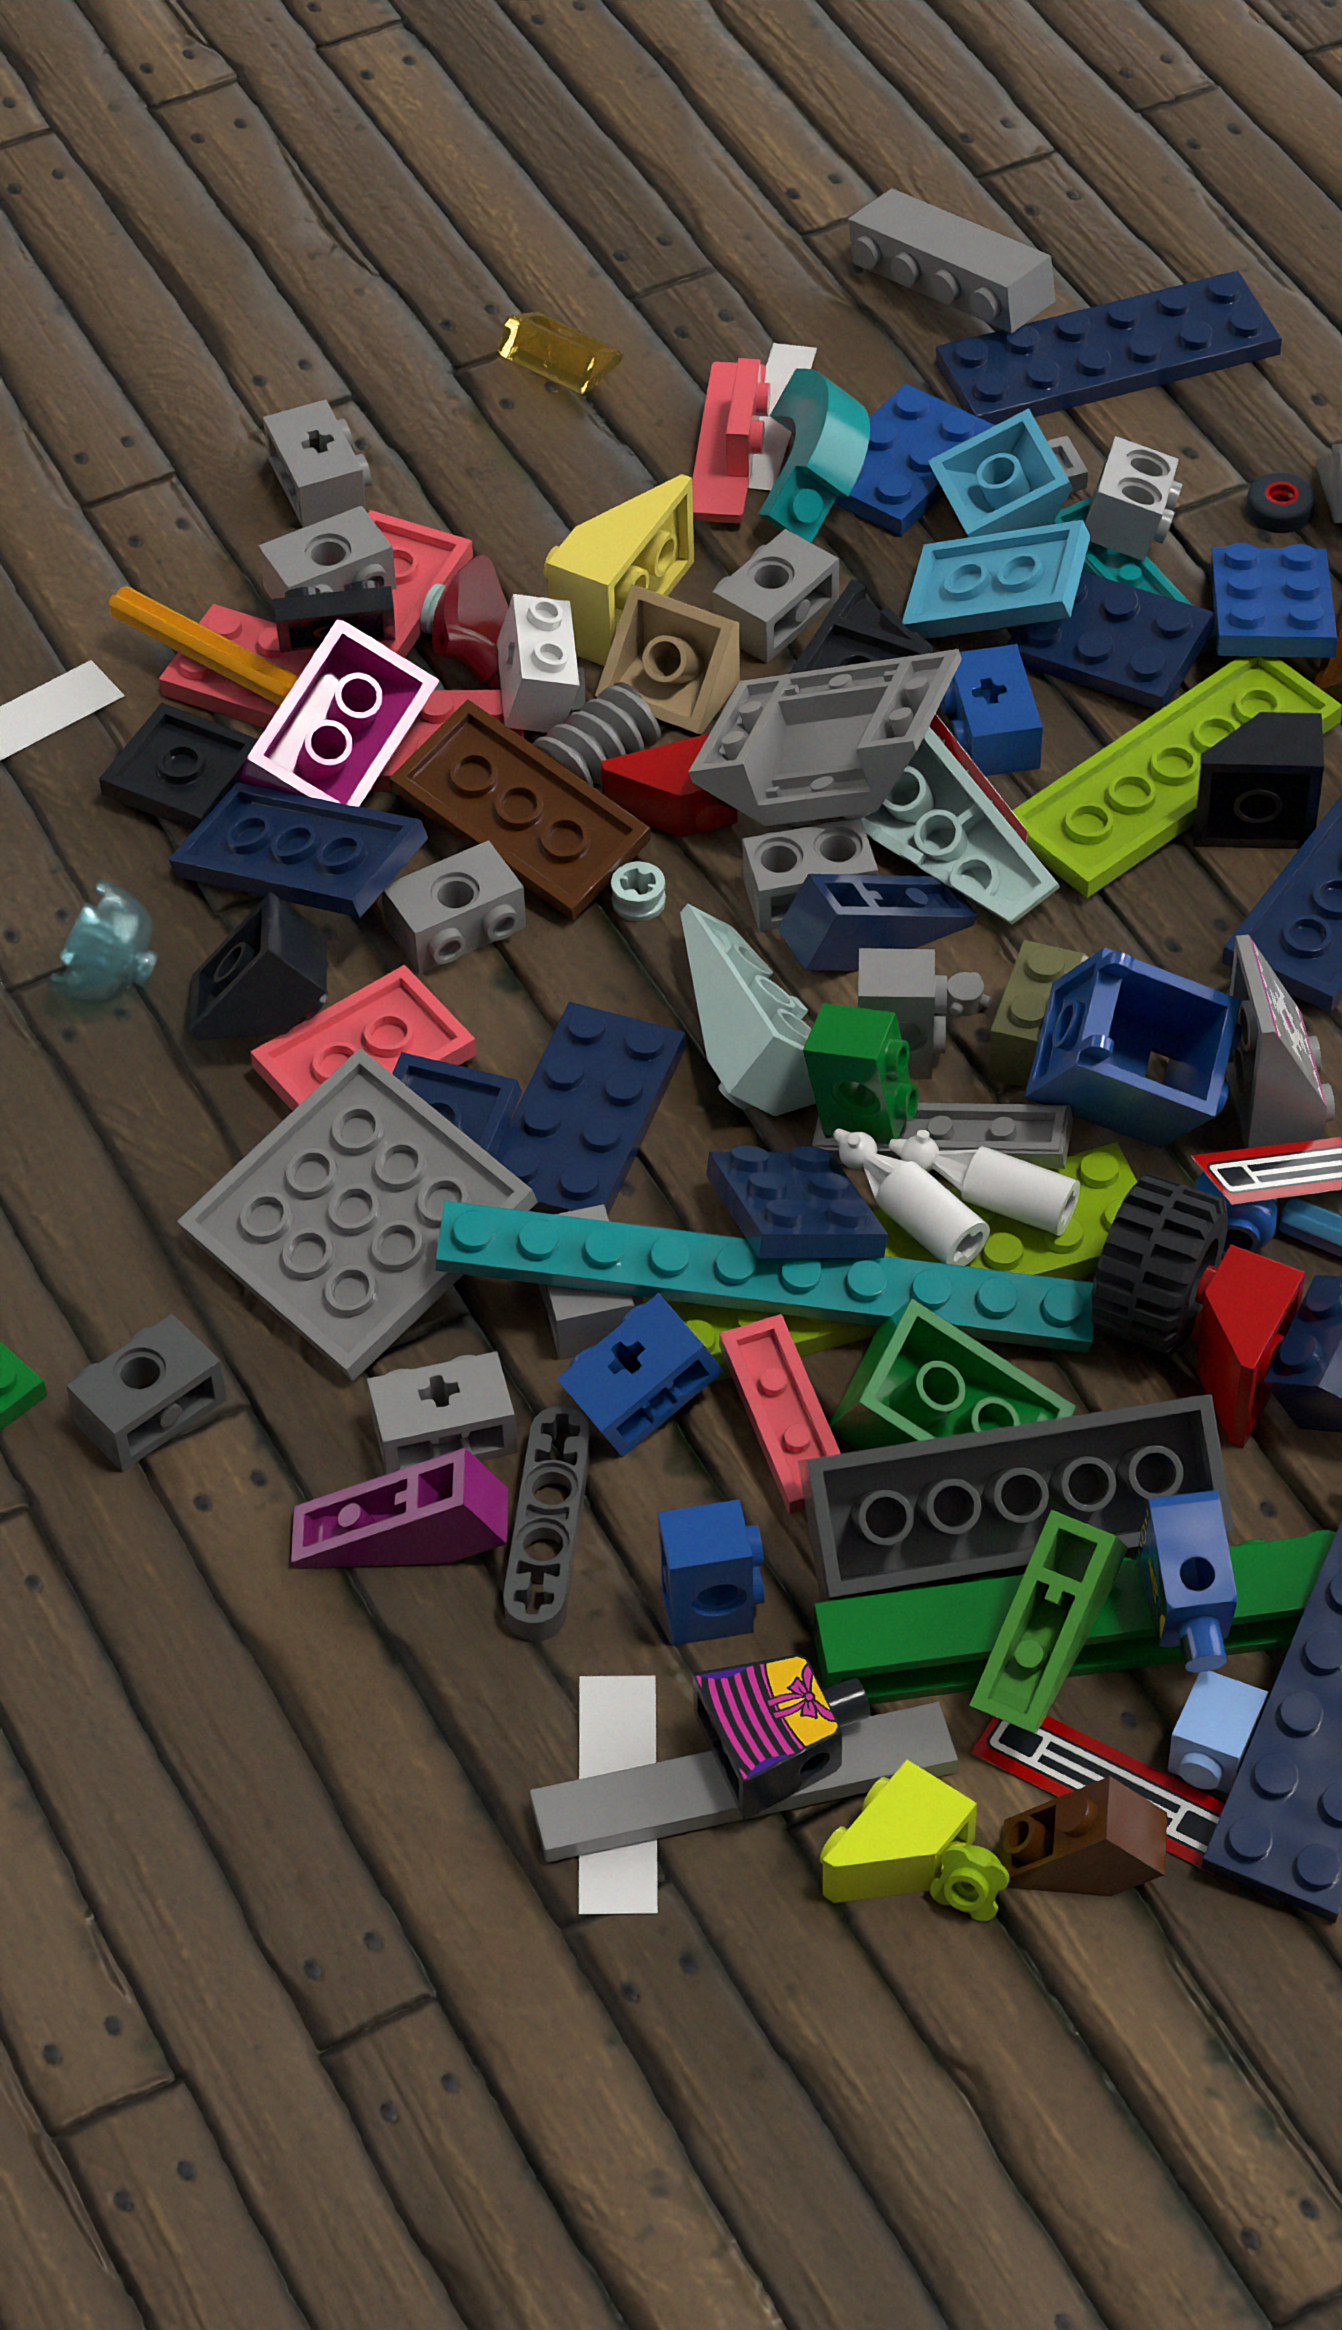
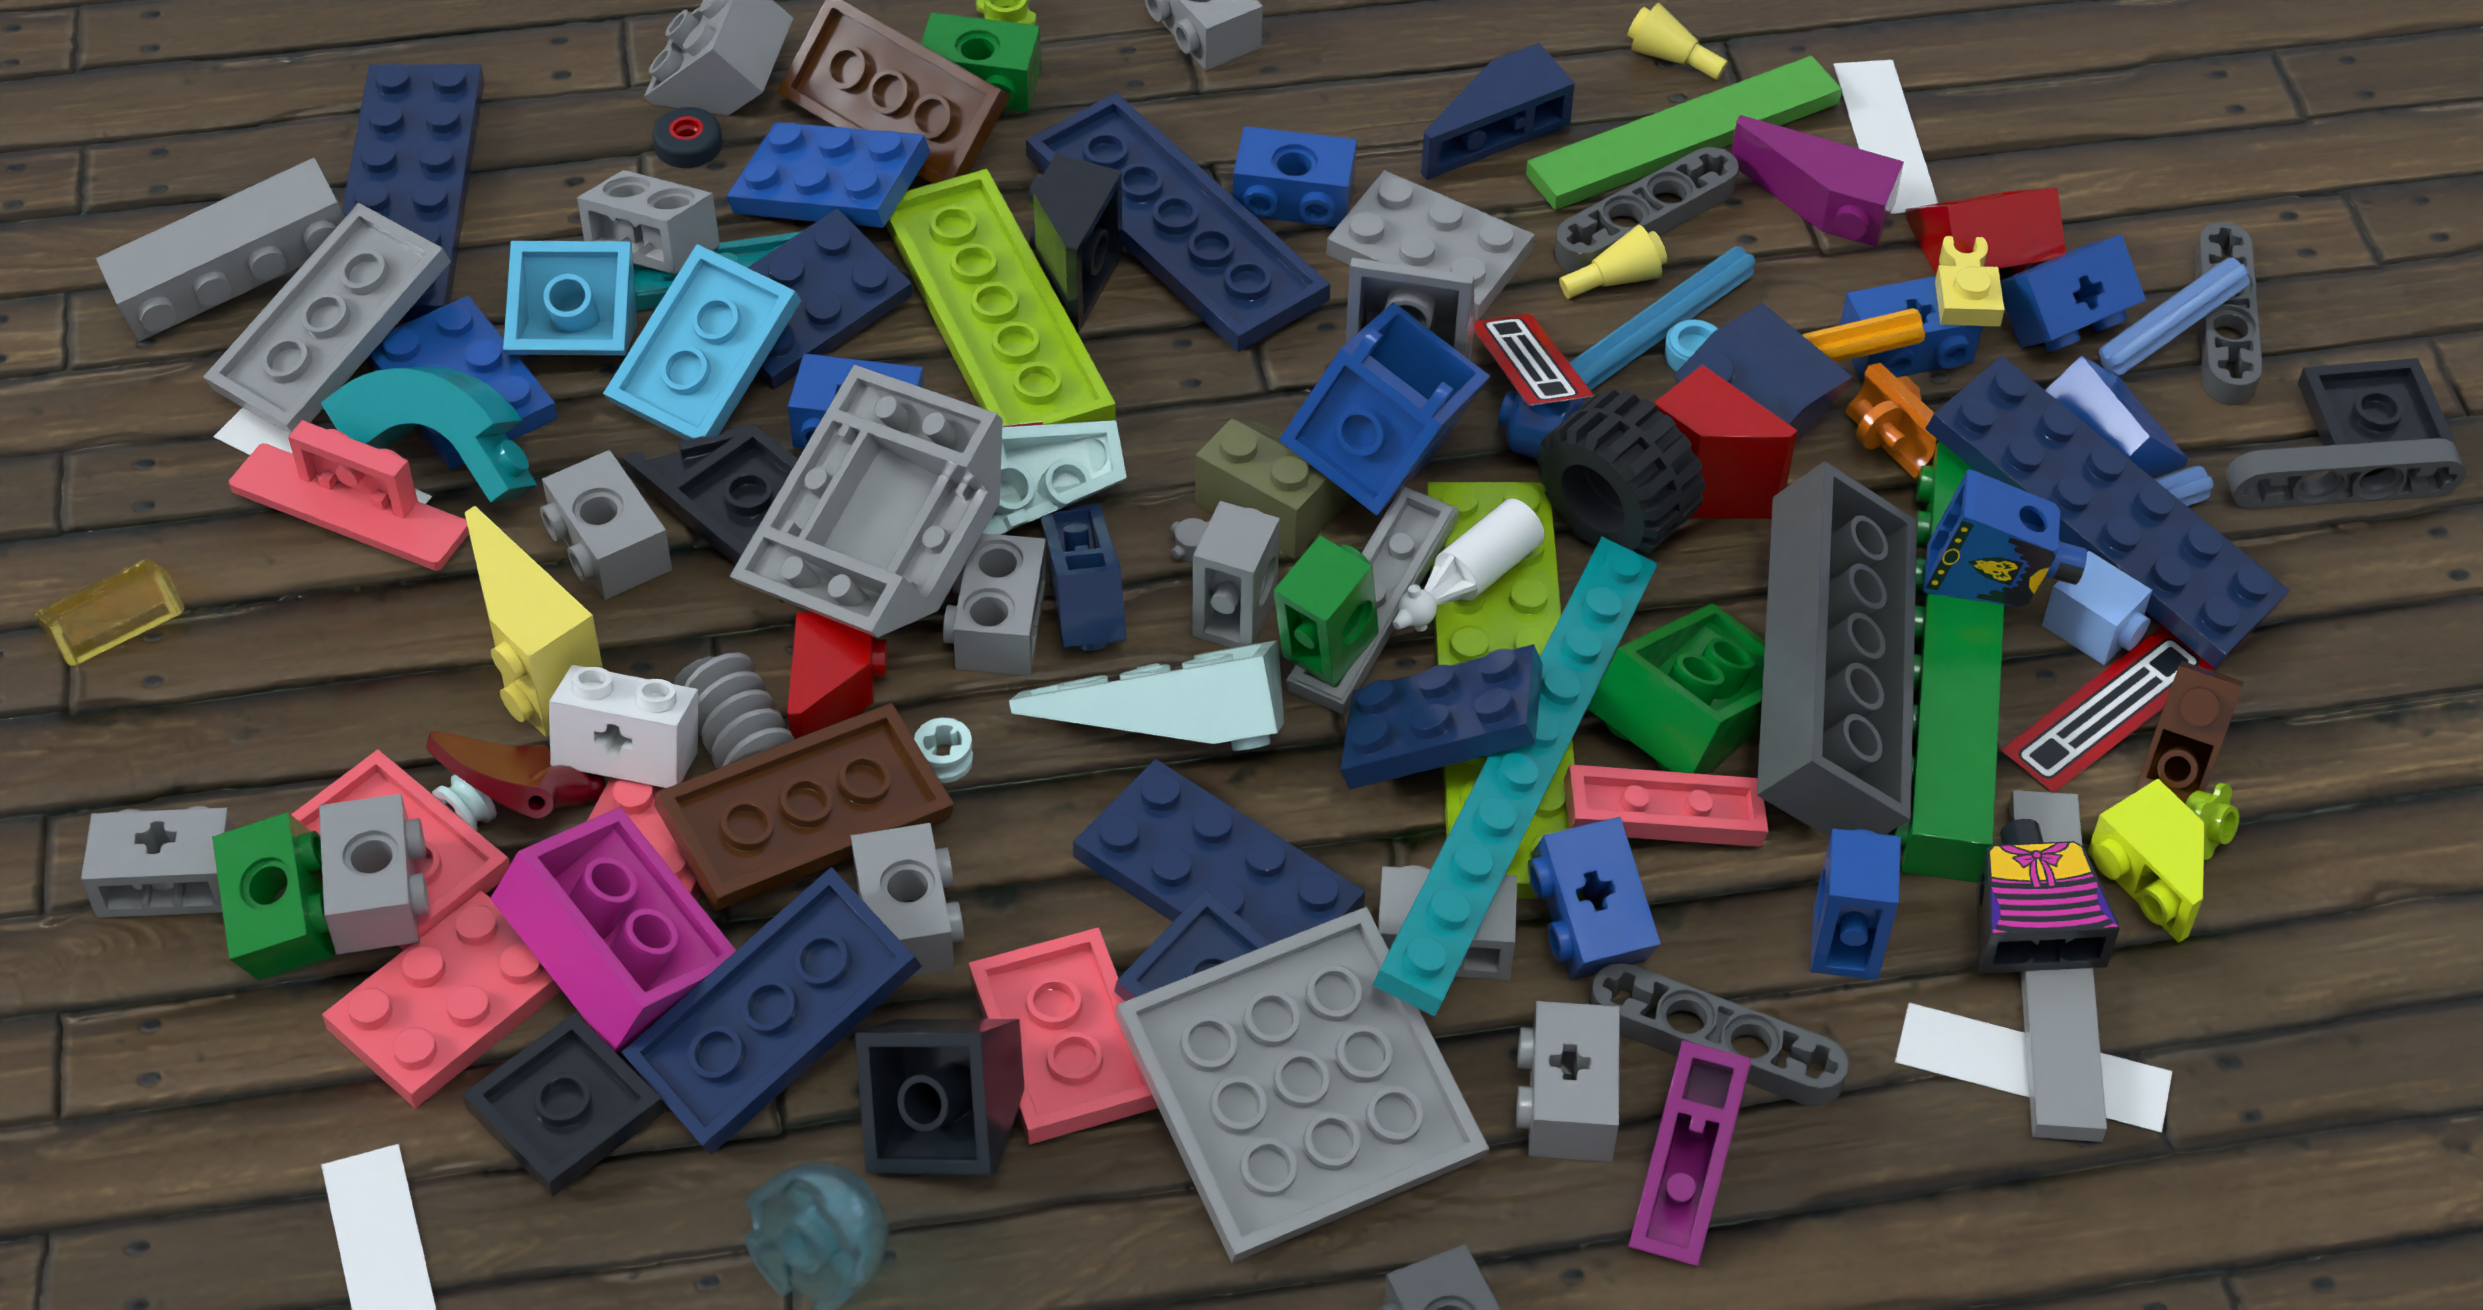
camera: 75 degrees left, 0 degrees up
(202, 645) = (410, 1026): light orange axle -> none
(290, 508) = (251, 870): none -> green brick
(307, 616) = (481, 872): black plate -> none
(674, 658) = (660, 618): tan slope -> none
(907, 344) = (327, 319): none -> light grey plate
(916, 1201) = (1471, 627): white wheel -> none
(1049, 1620) = (2001, 655): bright green slope -> none

